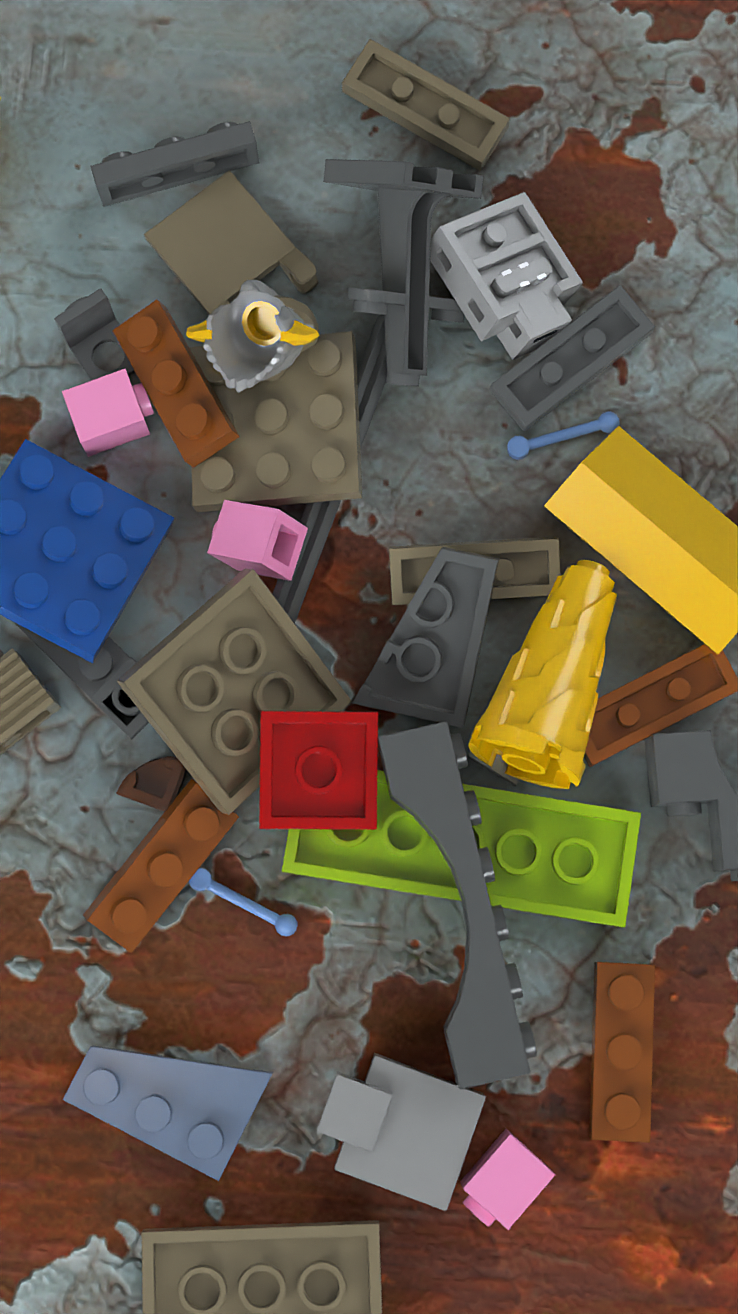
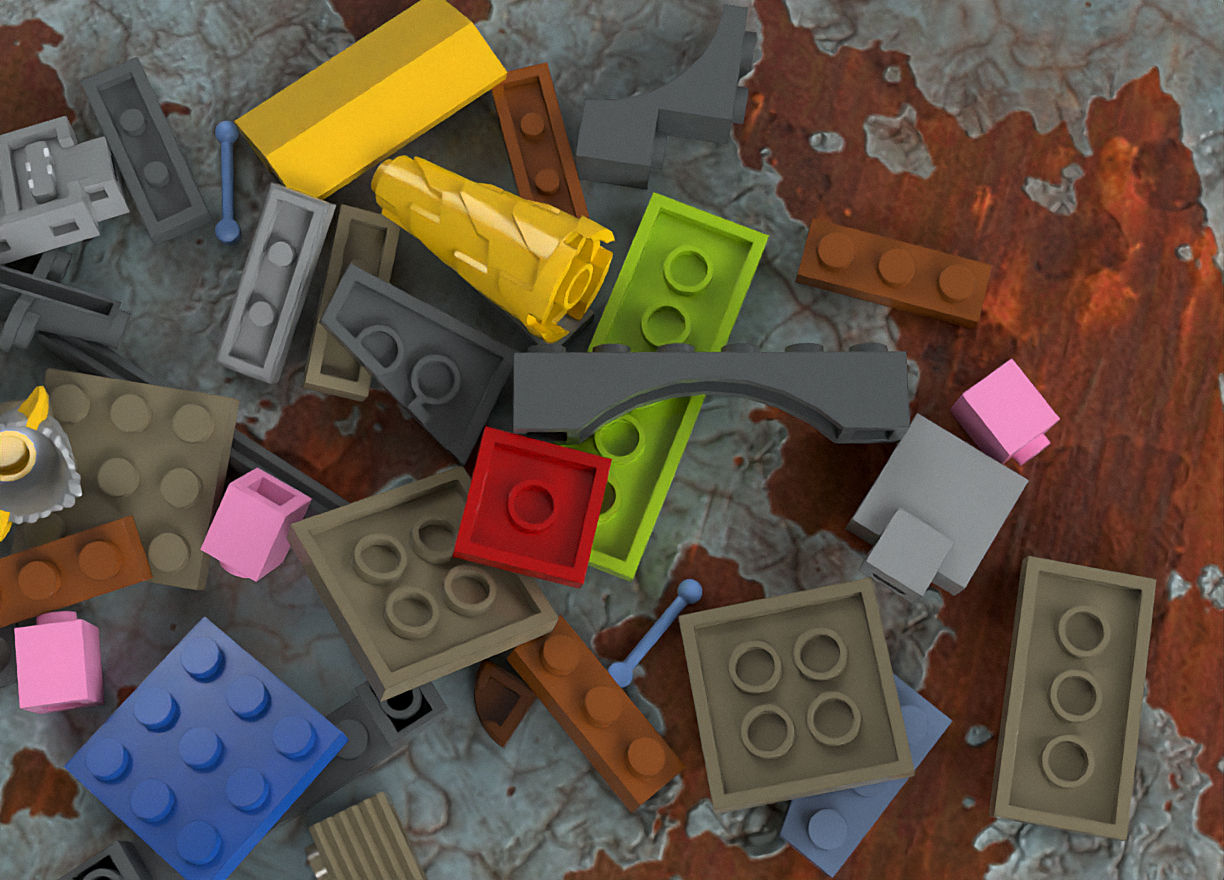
camera: 80 degrees left, 5 degrees down
(208, 1035) = (795, 696): none -> dark tan plate
(474, 500) = (274, 283): none -> light grey tile

